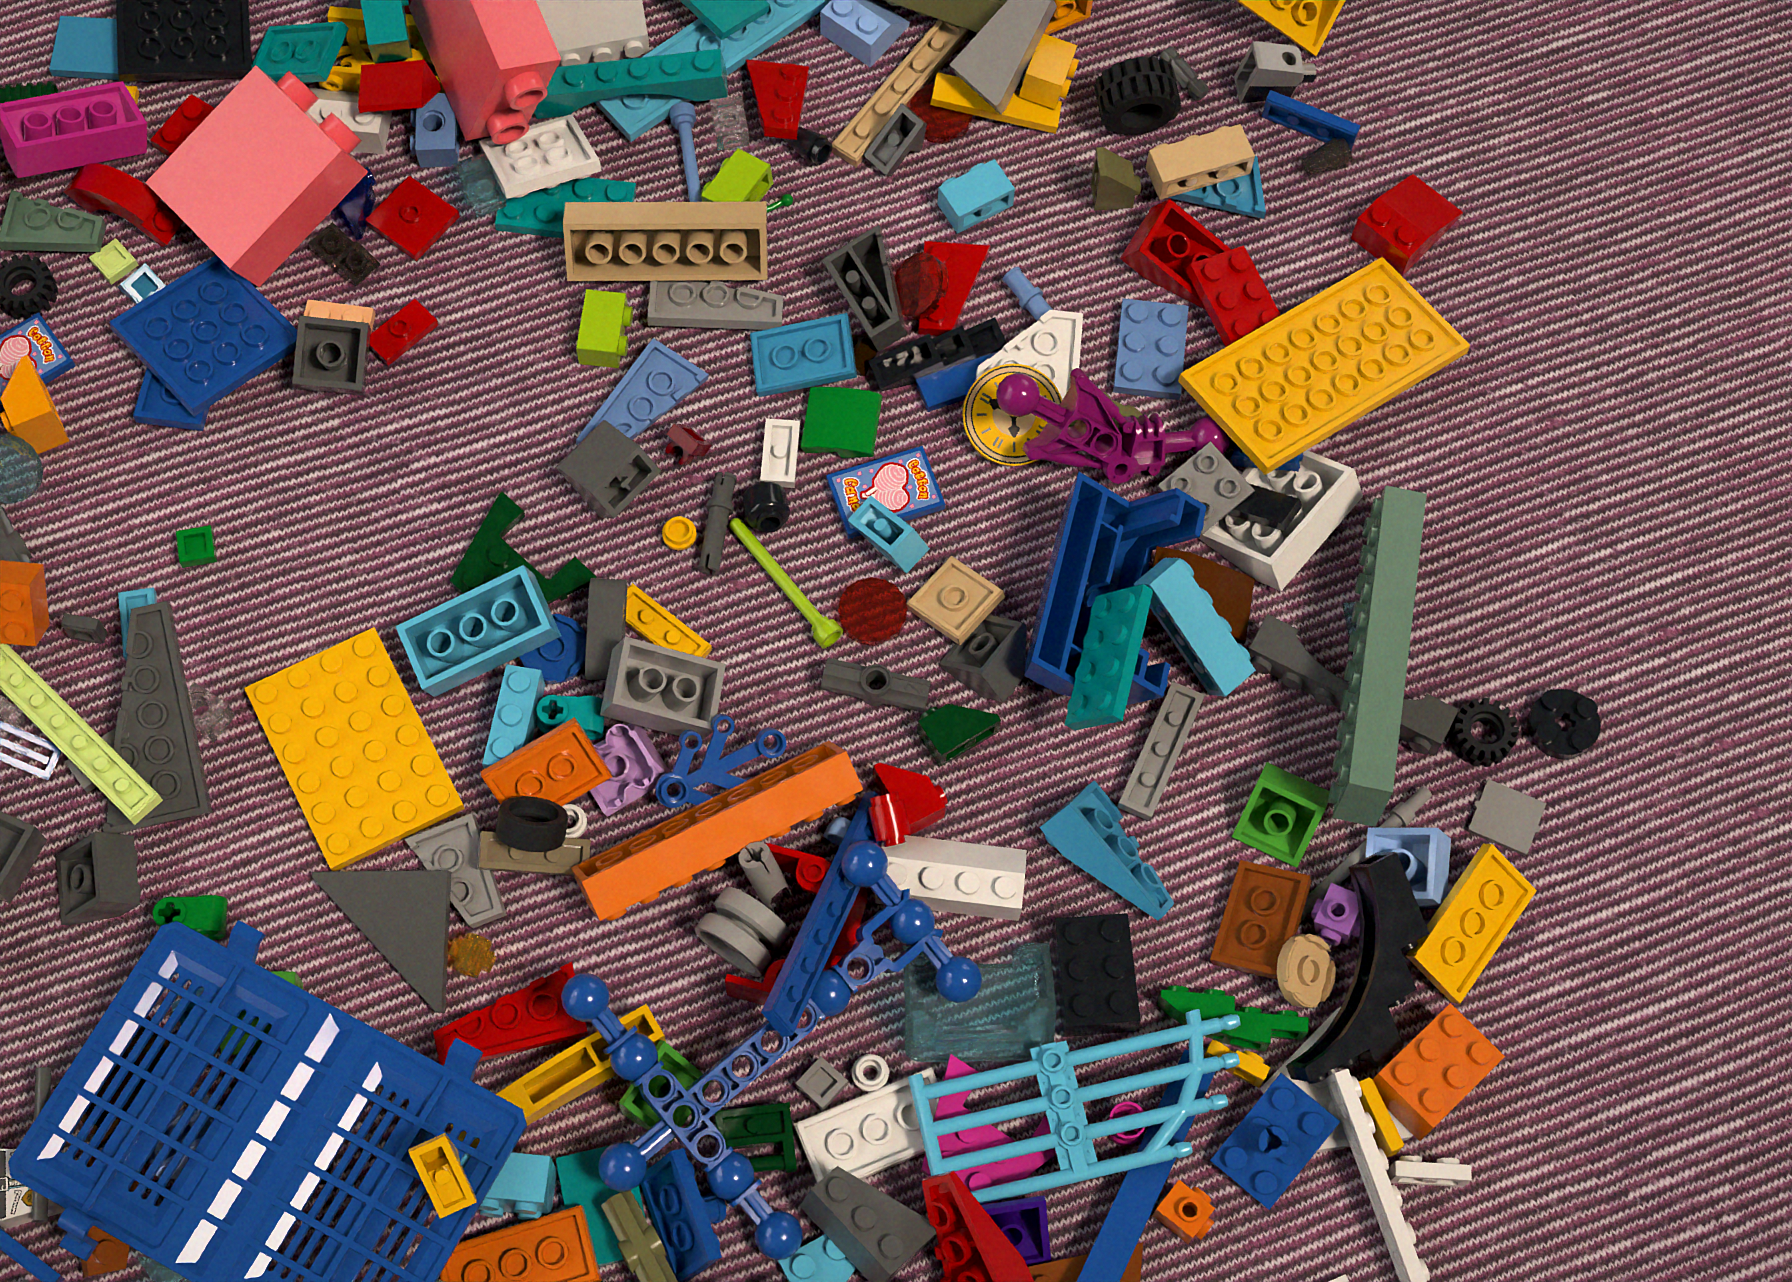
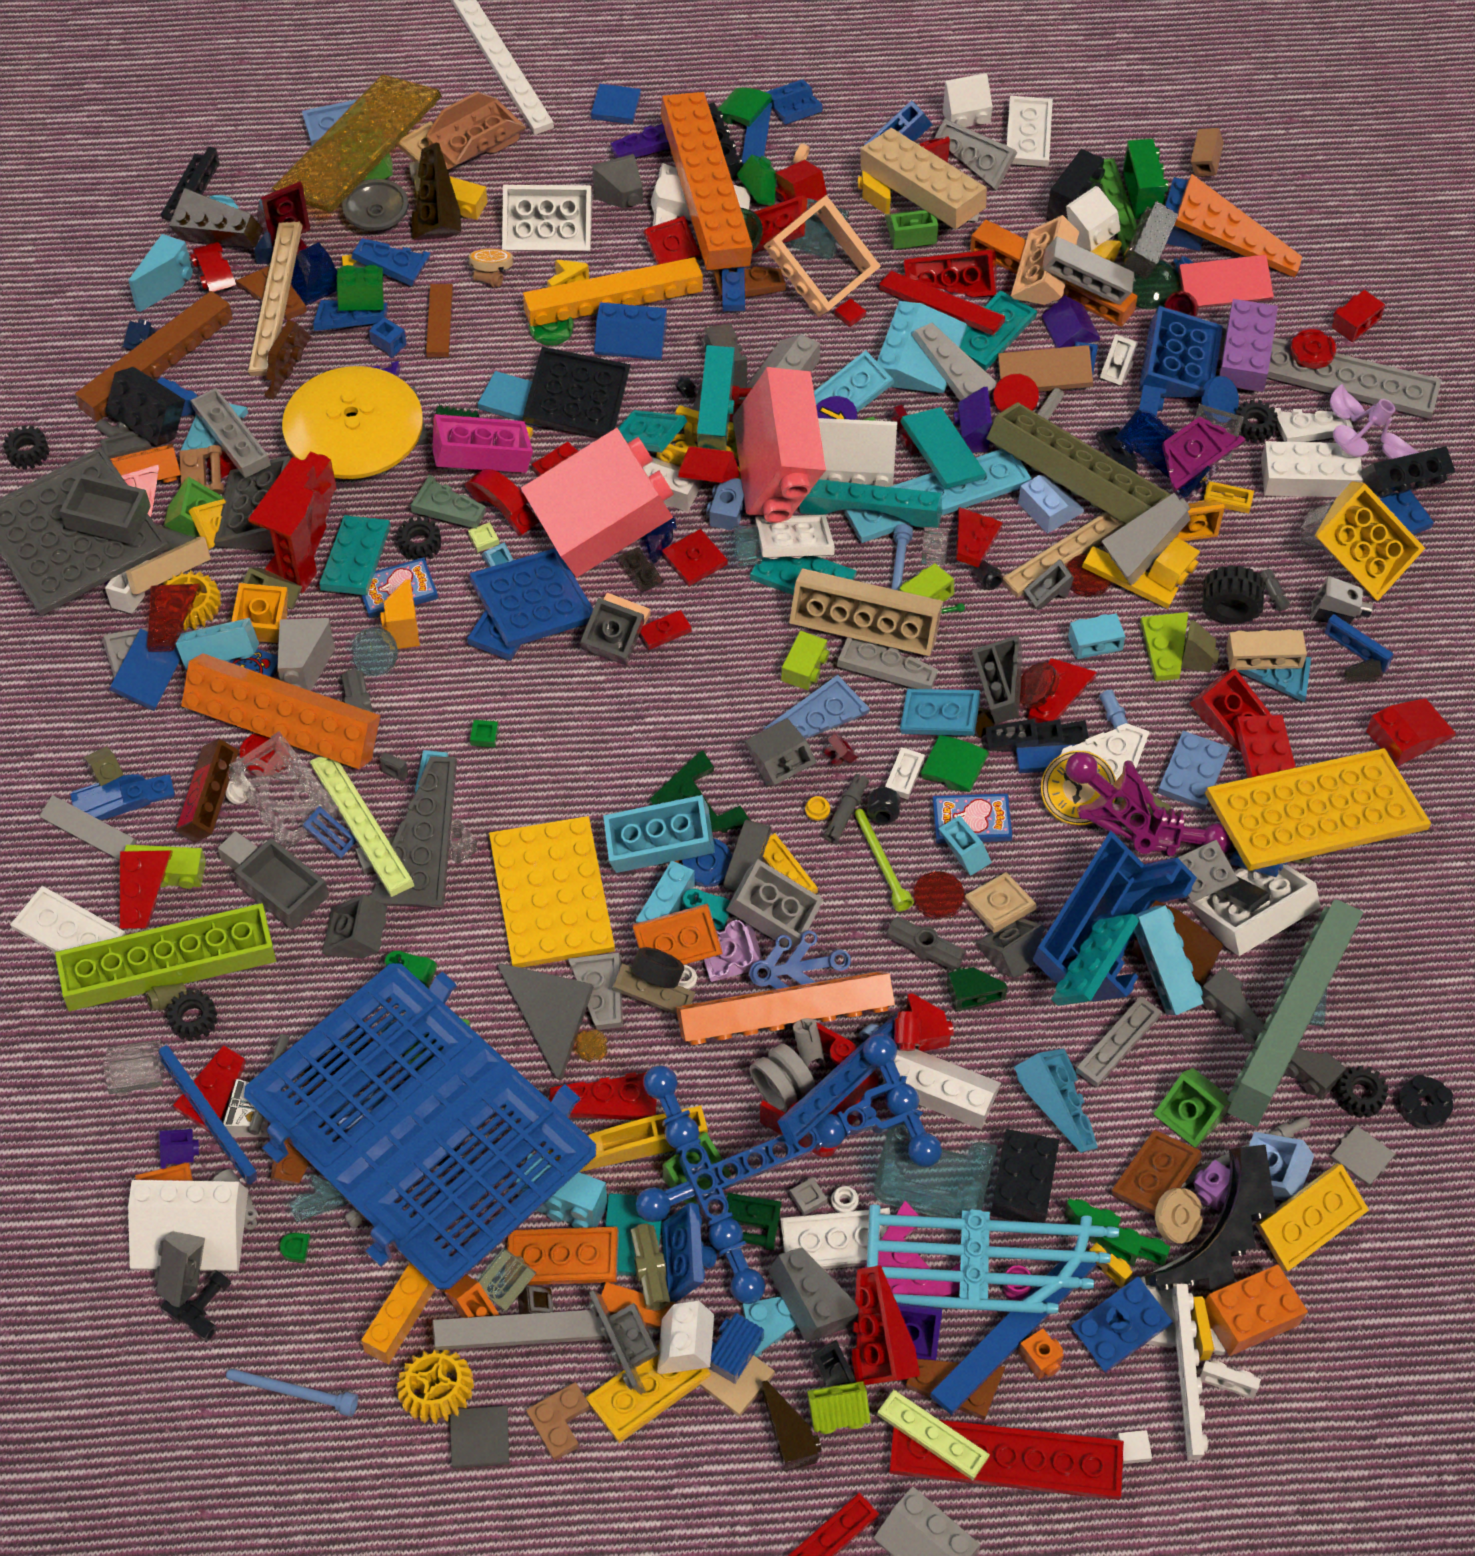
camera: 20 degrees right, 10 degrees down
(443, 1175) = (530, 1166): yellow slope -> none
(1066, 183) = (1165, 643): none -> lime wing

